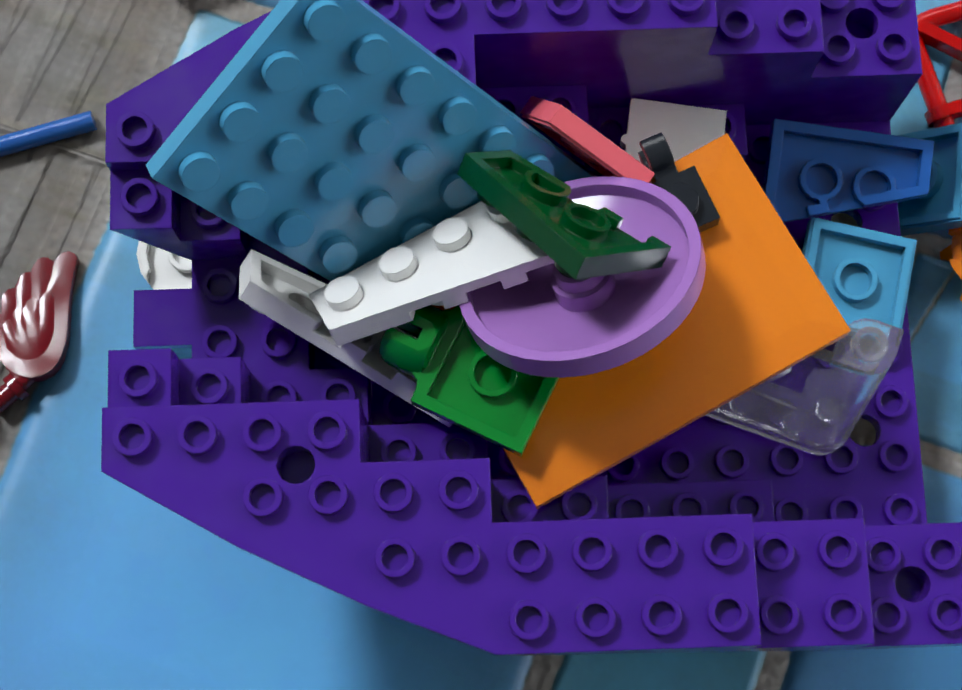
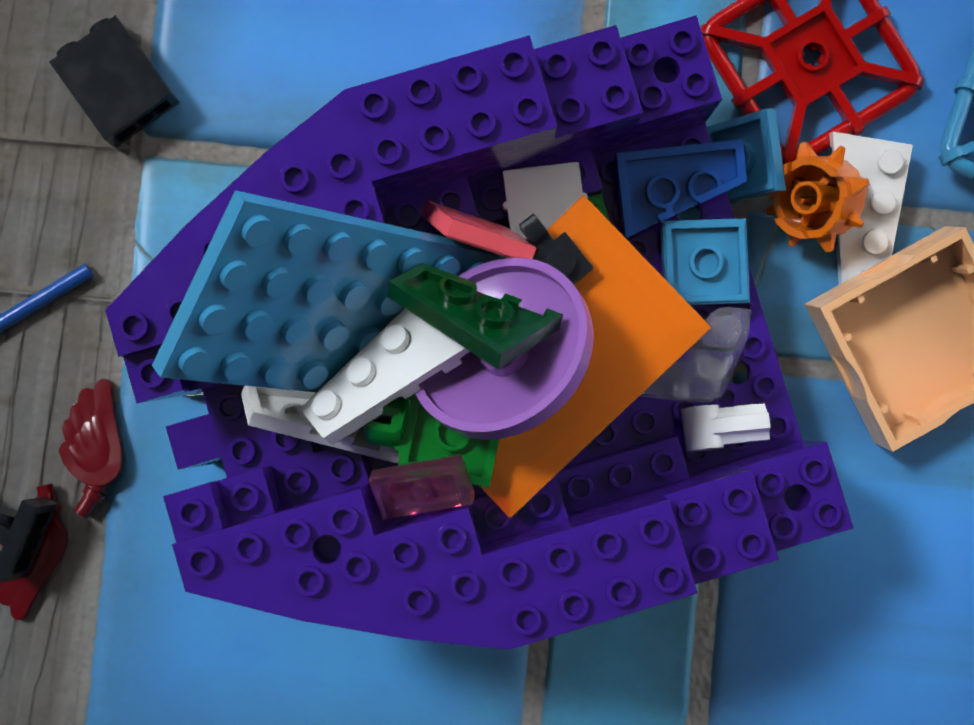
camera: 15 degrees left, 10 degrees up
(436, 426) = (422, 487): none -> clear pink plate
(817, 484) = (713, 427): none -> white piece

